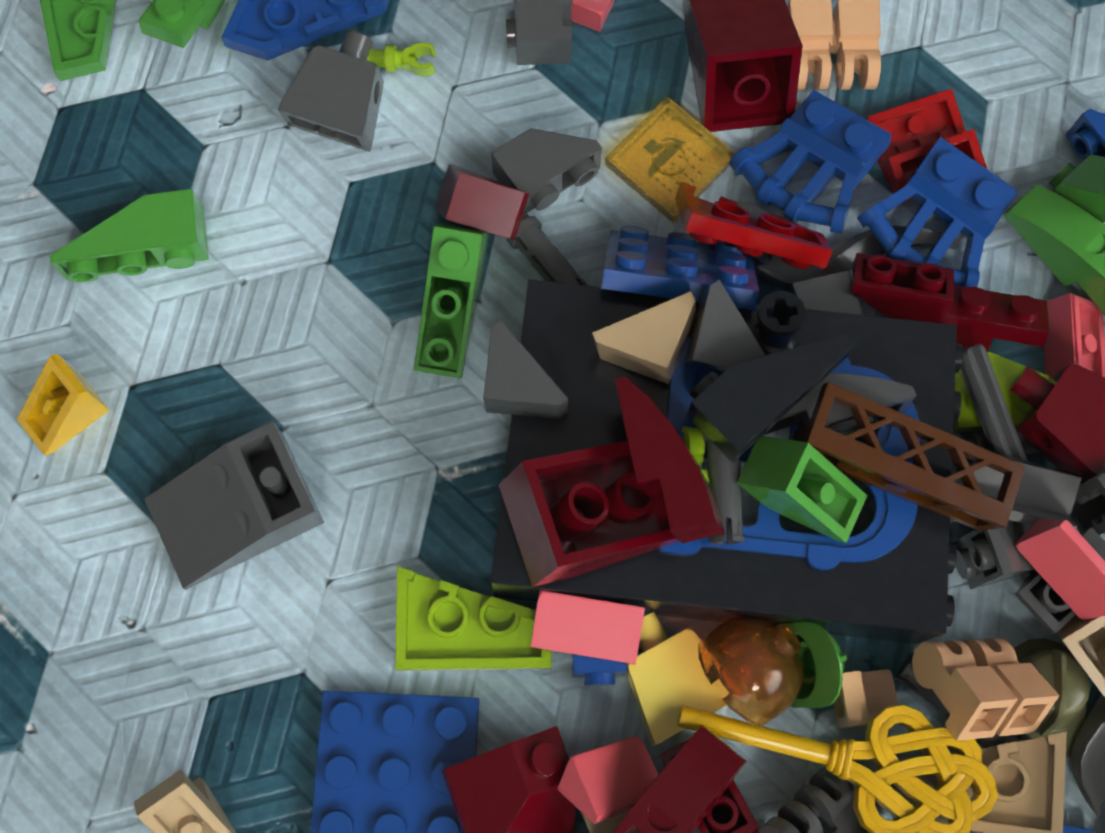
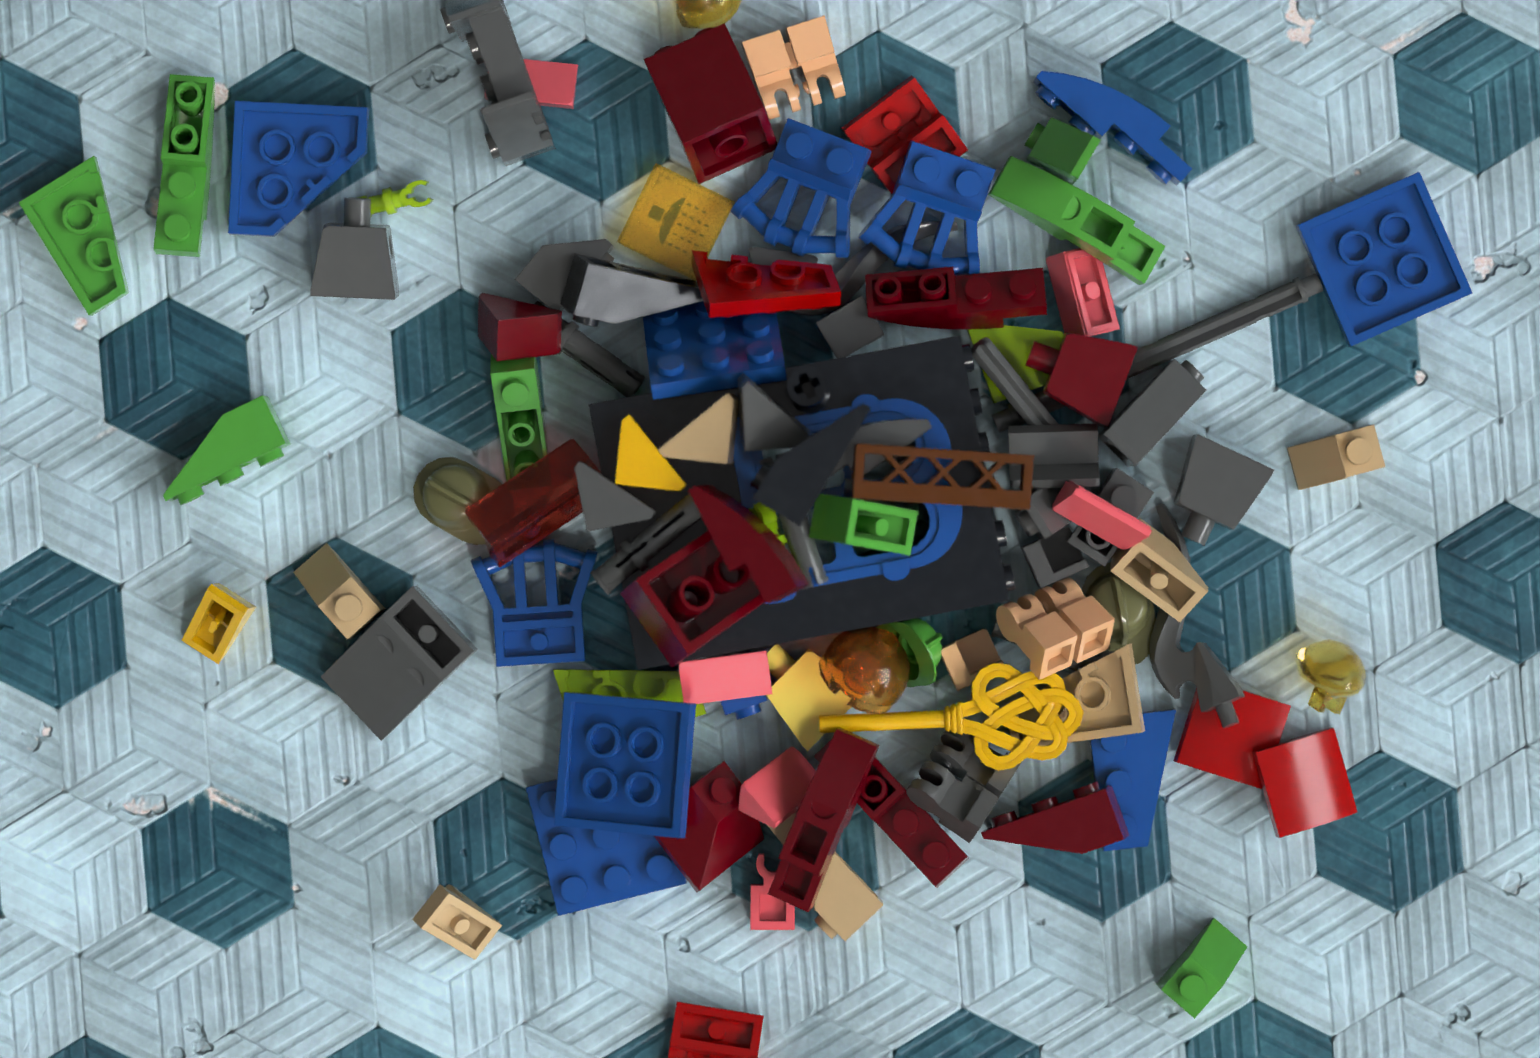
camera: 15 degrees left, 15 degrees up
(196, 414) = (338, 592): none -> tan slope
(364, 367) = (446, 490): none -> olive piece
(397, 522) = (538, 632): none -> blue plate
(426, 384) = (530, 504): none -> clear red panel
(442, 695) = (624, 764): none -> blue plate
(549, 439) = (609, 573): none -> dark grey pin
(569, 349) = (641, 462): none -> yellow slope
(588, 186) = (621, 292): none -> slope
(986, 613) = (1053, 558): none -> dark grey panel

